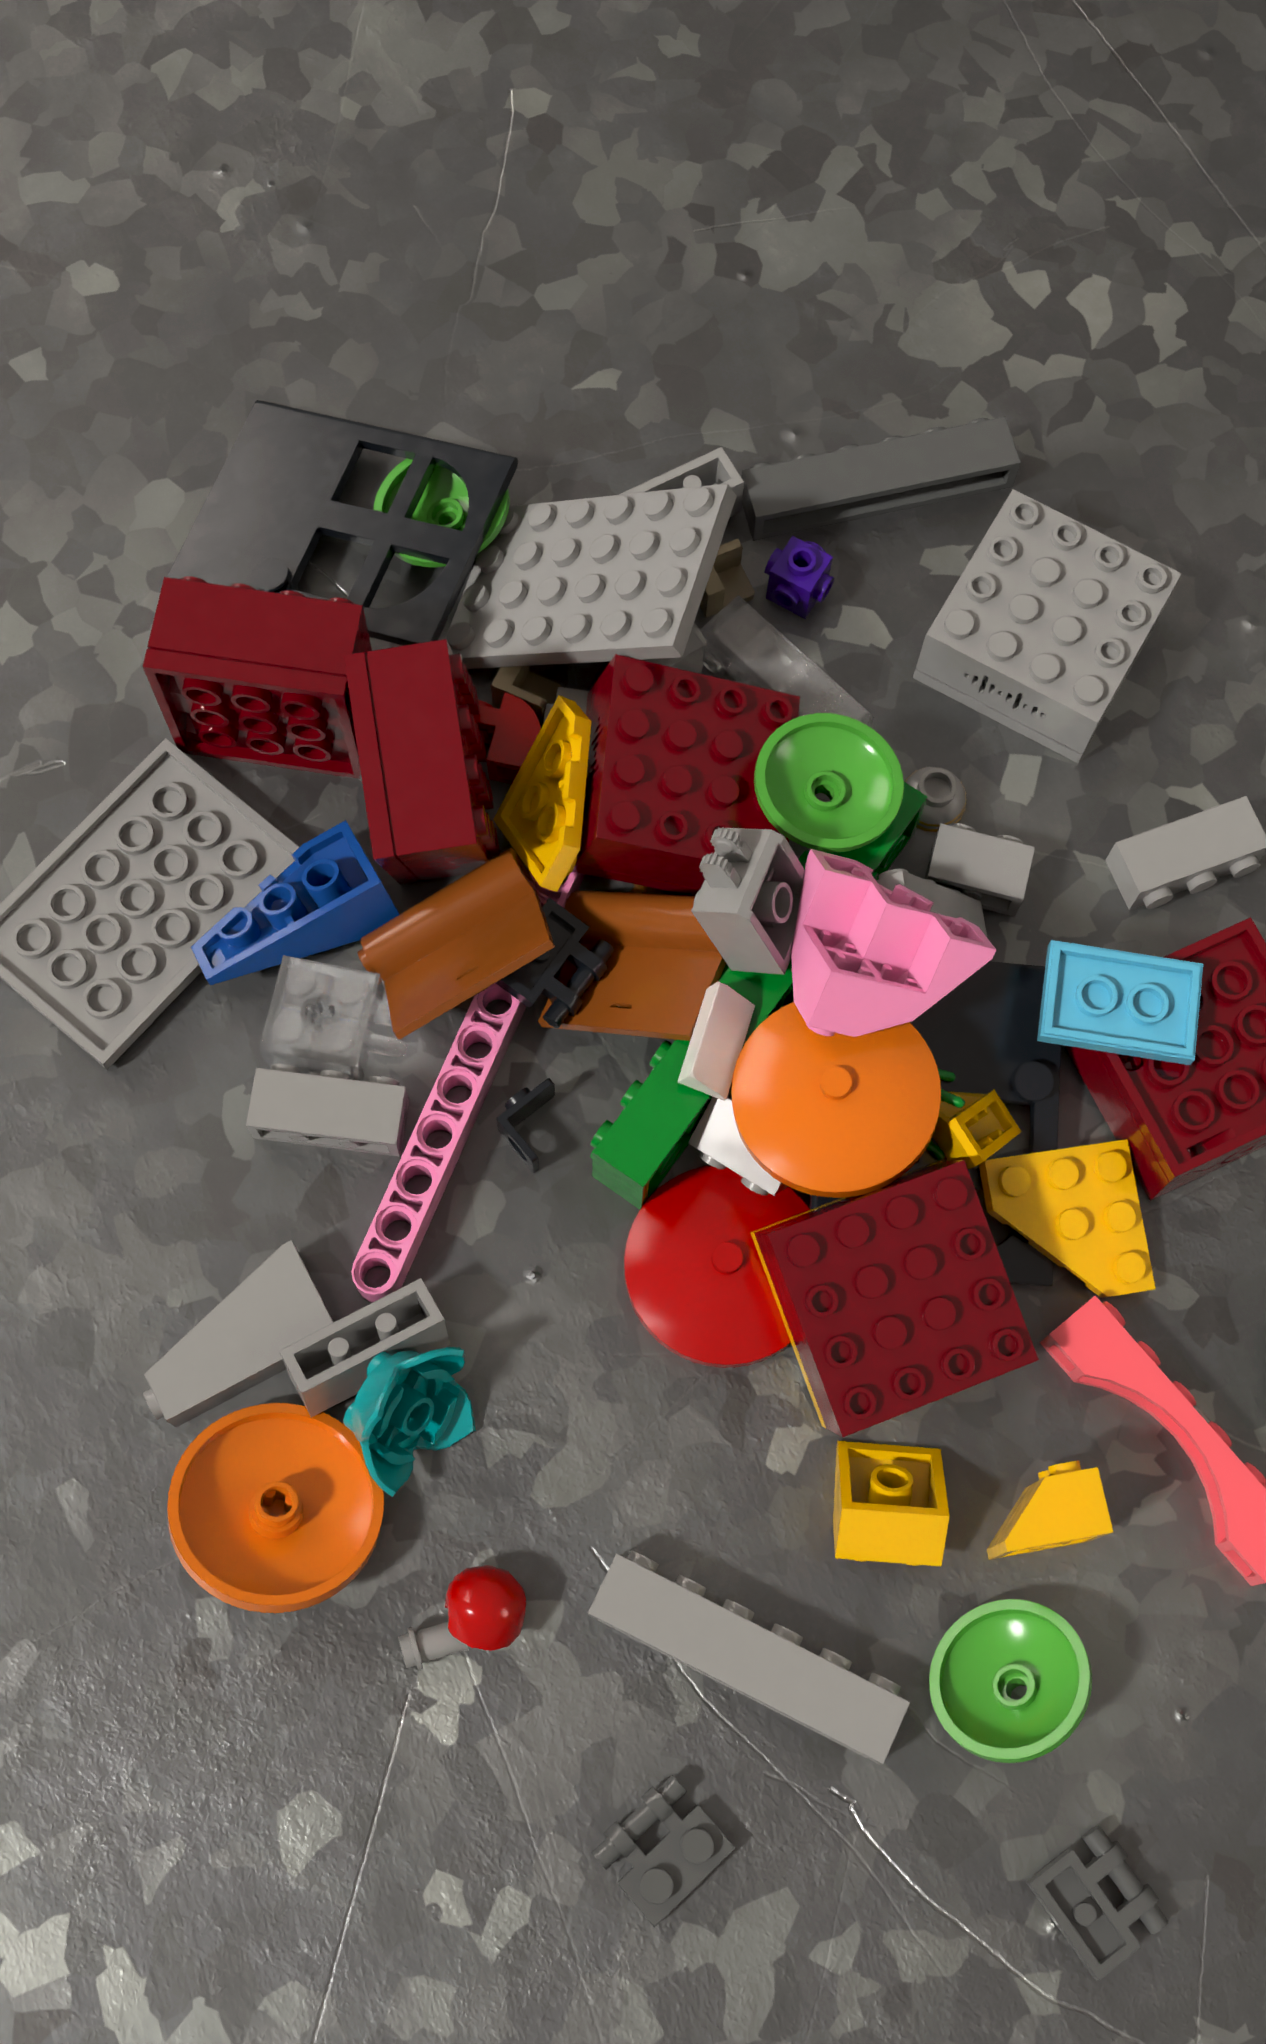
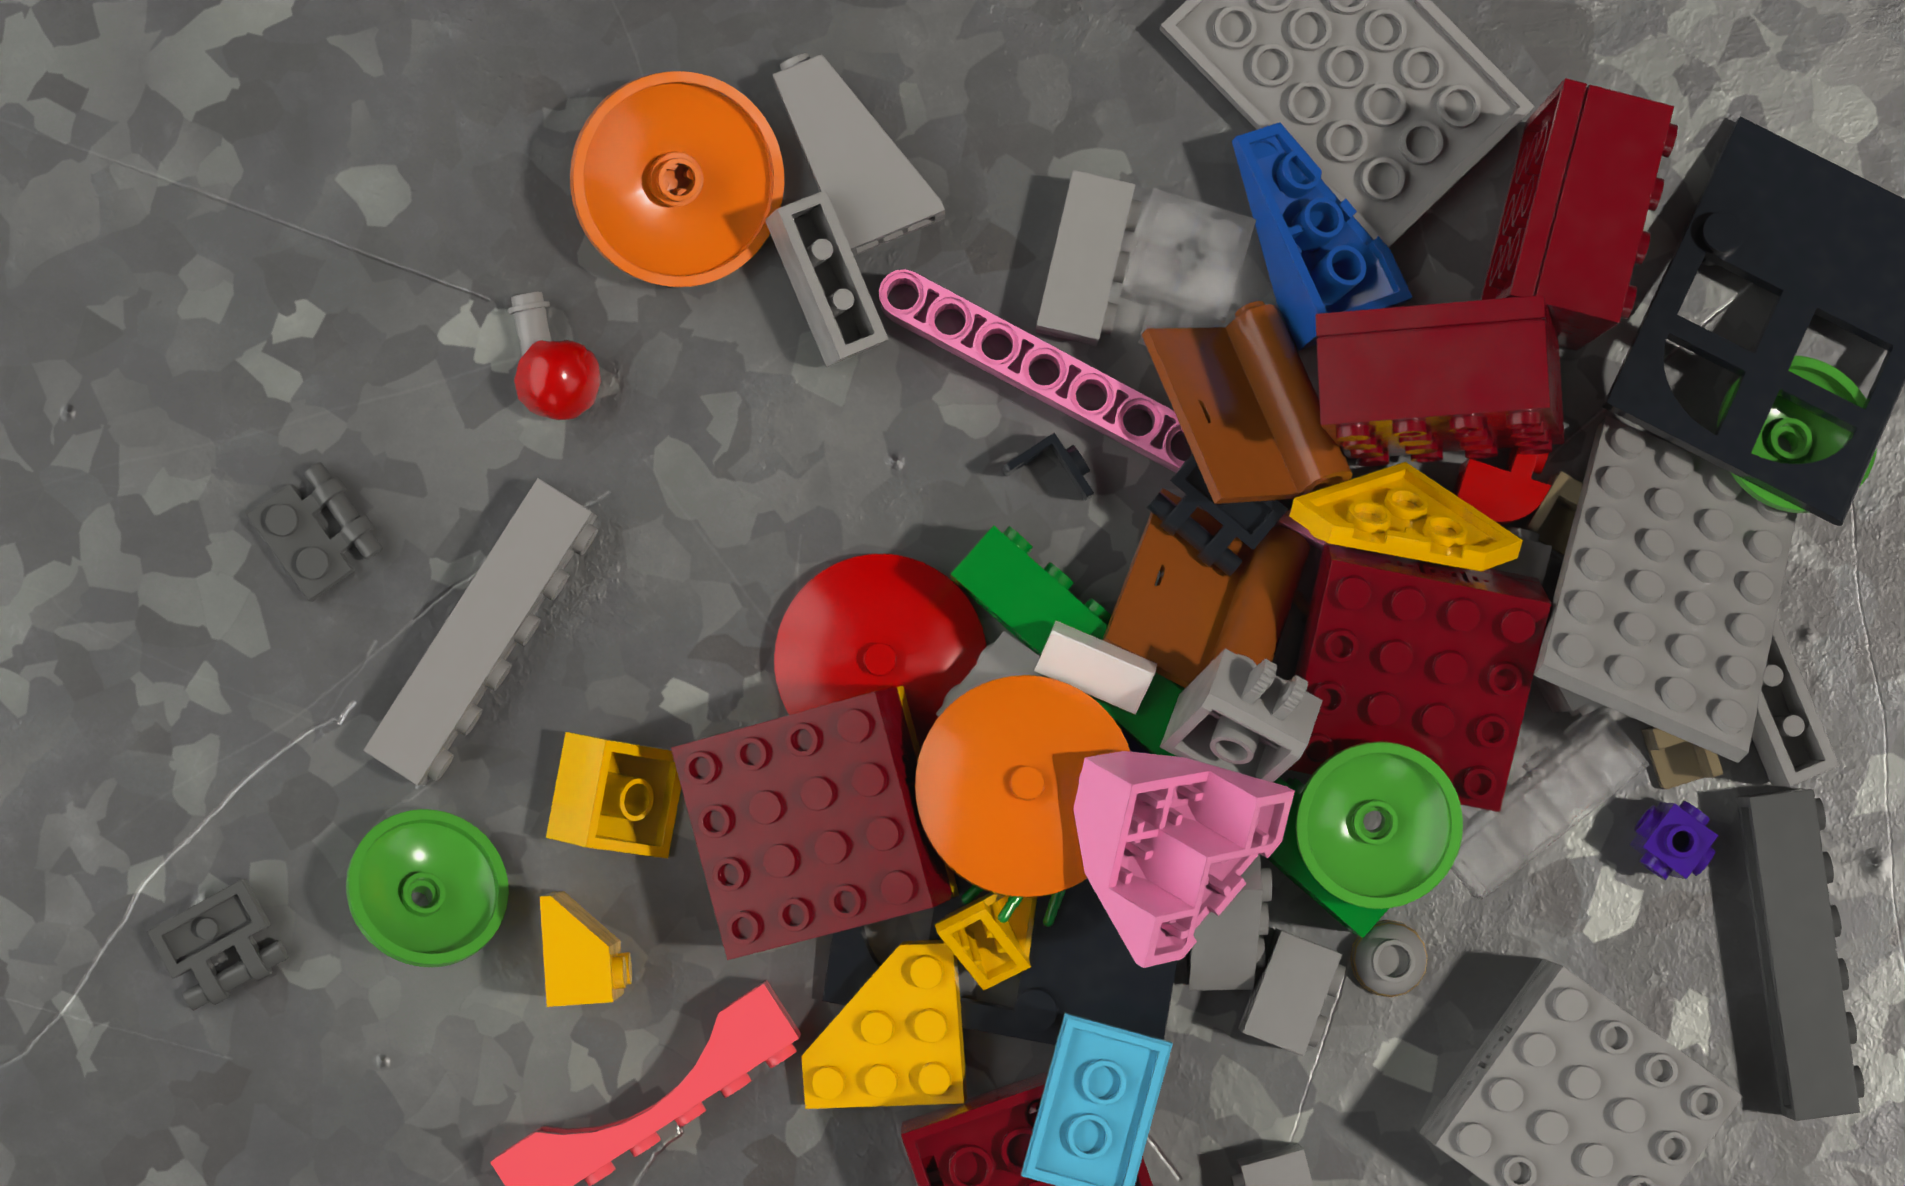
camera: 100 degrees right, 15 degrees up
(408, 1407) = (762, 314): teal brick -> none

